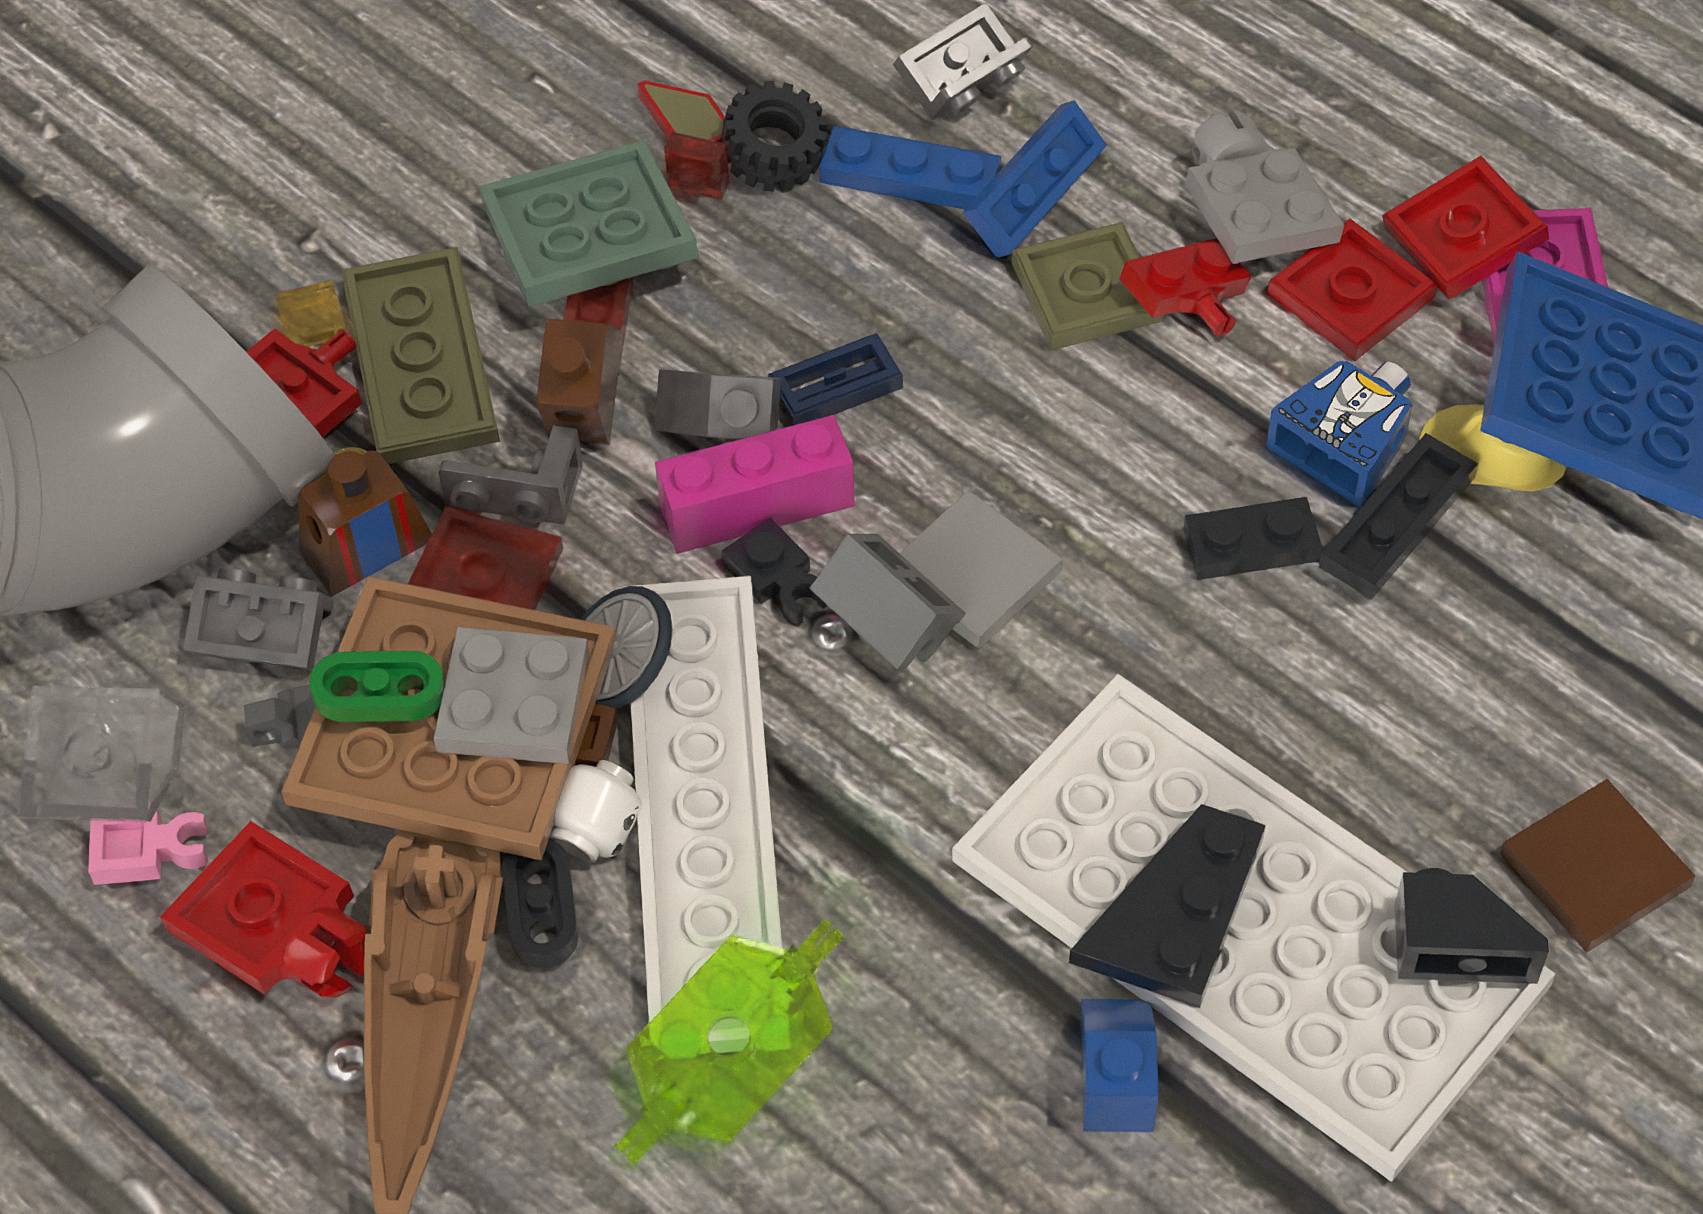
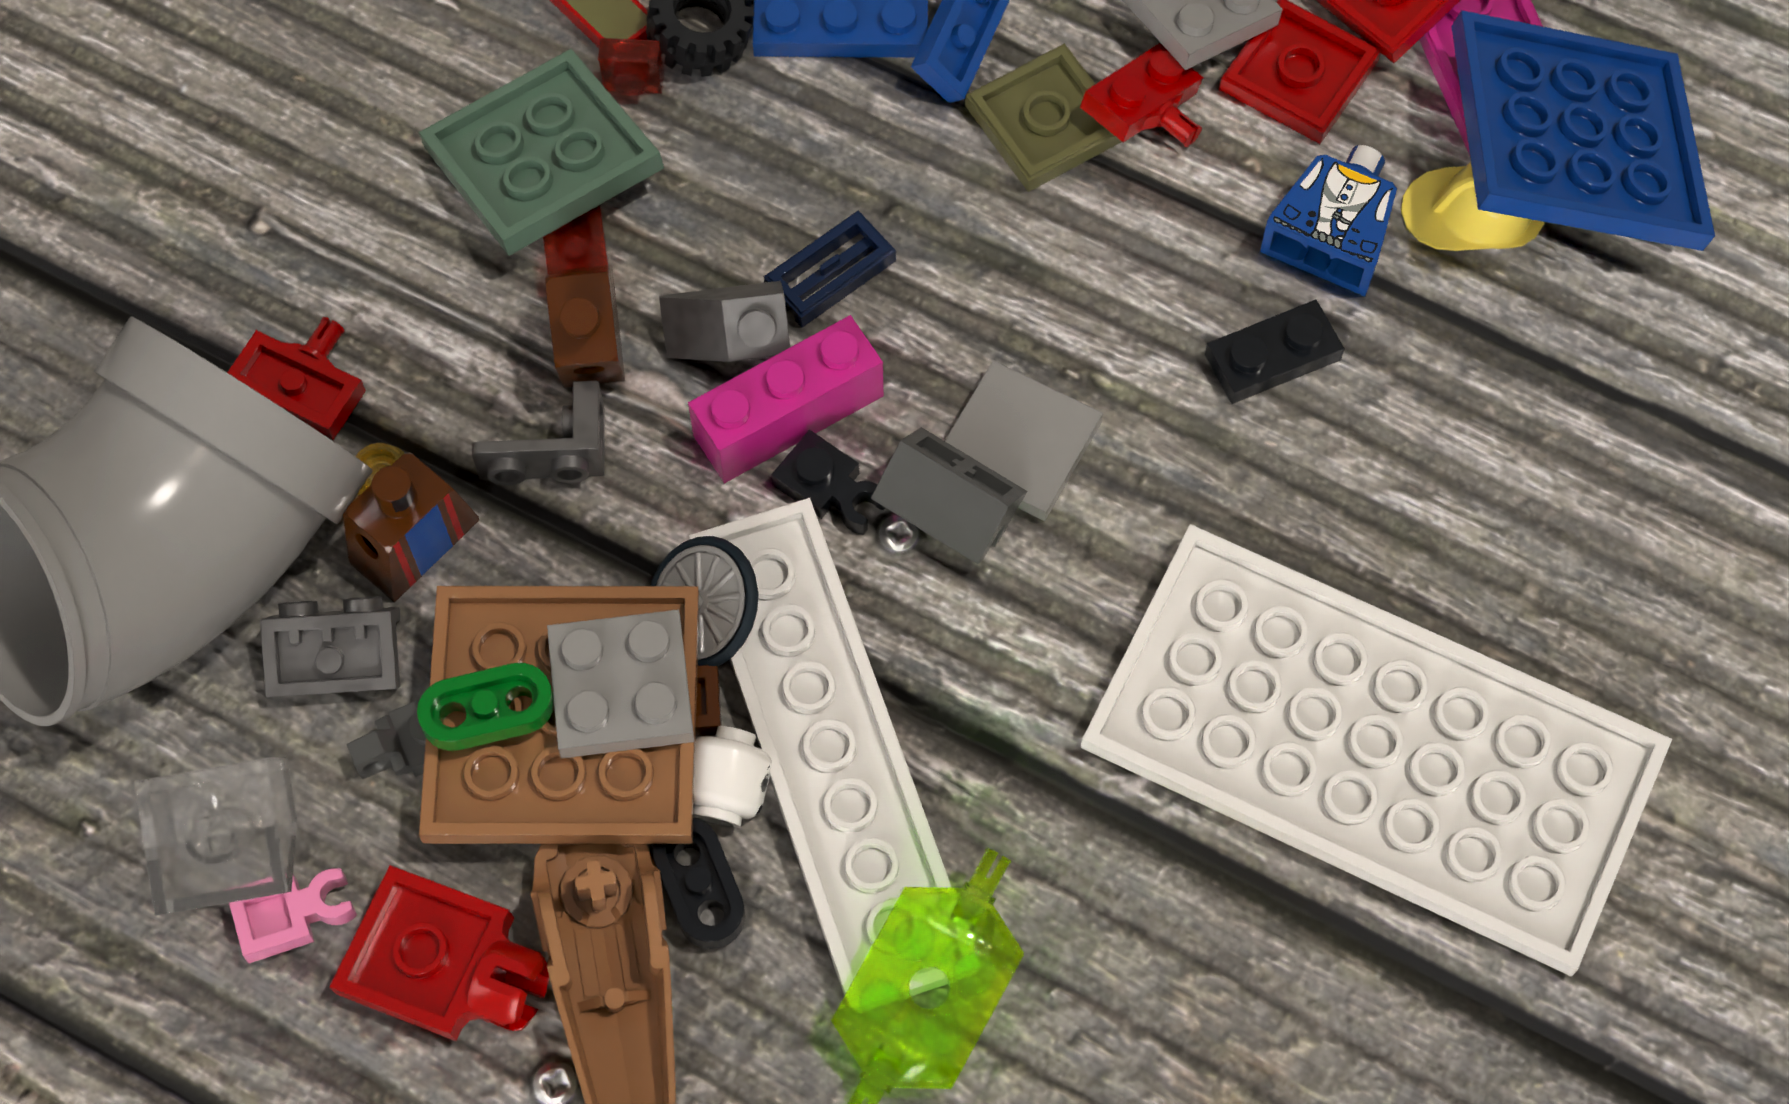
camera: 15 degrees left, 10 degrees up
(310, 313) = (285, 304): clear yellow tile -> none
(419, 356) = (409, 326): olive tile -> none
(487, 559) = (540, 537): clear red tile -> none
(1118, 1065) = (1295, 918): blue slope -> none
(1177, 910) = (1315, 756): black wing -> none
(1398, 516) = (1407, 301): black plate -> none
(1462, 932) = (1583, 721): black slope -> none
(1597, 865) = (1676, 617): reddish brown tile -> none

